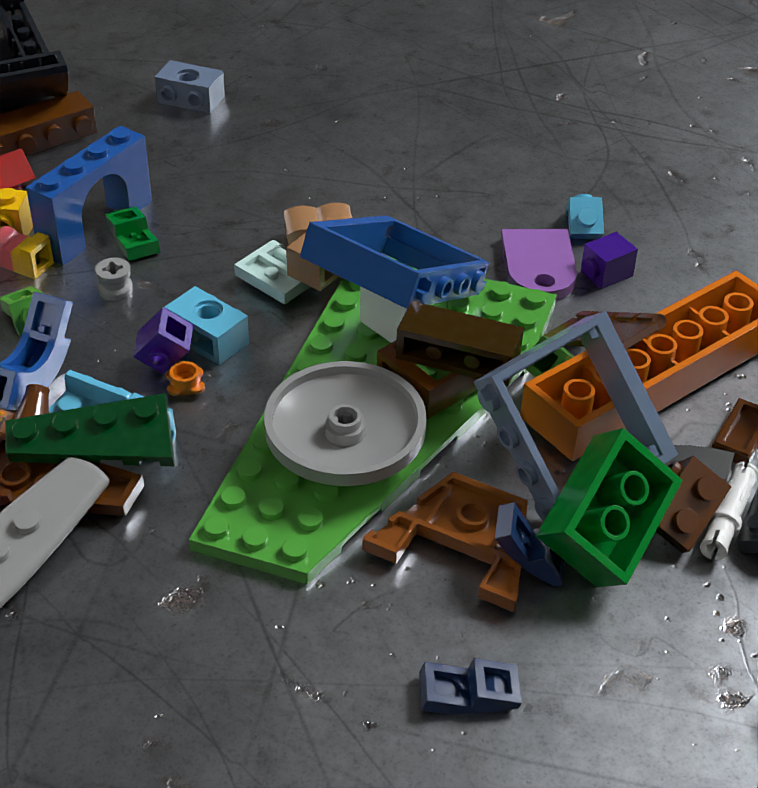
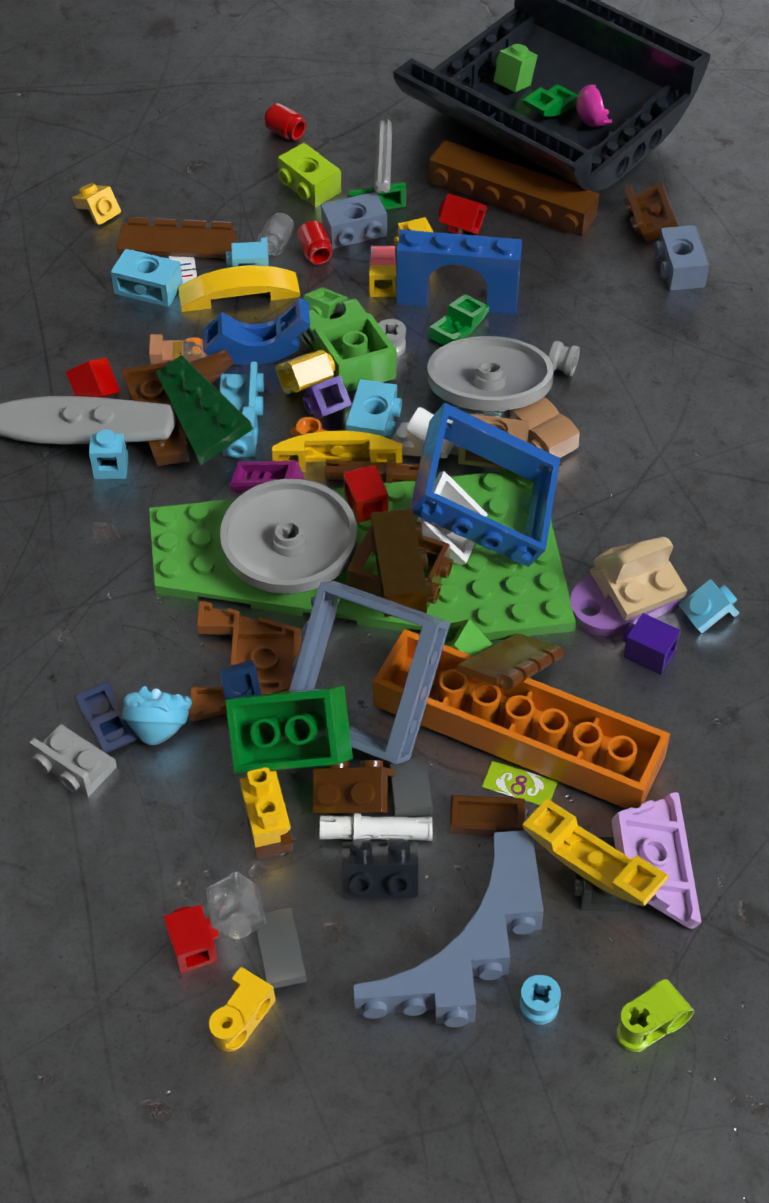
camera: 65 degrees right, 10 degrees up
(78, 538) = (108, 446): none -> medium azure brick
(108, 300) = (354, 343): none -> bright green brick
(117, 341) = (305, 371): none -> yellow brick
(119, 81) = (650, 211): none -> reddish brown bracket
(220, 417) = (267, 469): none -> magenta slope
(230, 229) = (490, 373): none -> light grey dish
(244, 187) = (564, 357): none -> light grey wheel
(254, 340) = (337, 446): none -> yellow slope
(276, 296) = (413, 435): none -> white slope
(287, 343) = (388, 471): none -> reddish brown pin
(320, 346) = (365, 492): none -> red brick
(504, 626) = (155, 714): none -> medium azure hair
(514, 741) = (72, 760): none -> light grey bracket
(537, 229) = (638, 576): none -> tan piece
(684, 574) = (265, 813): none -> yellow hips
(711, 401) = (519, 783): none -> lime sticker

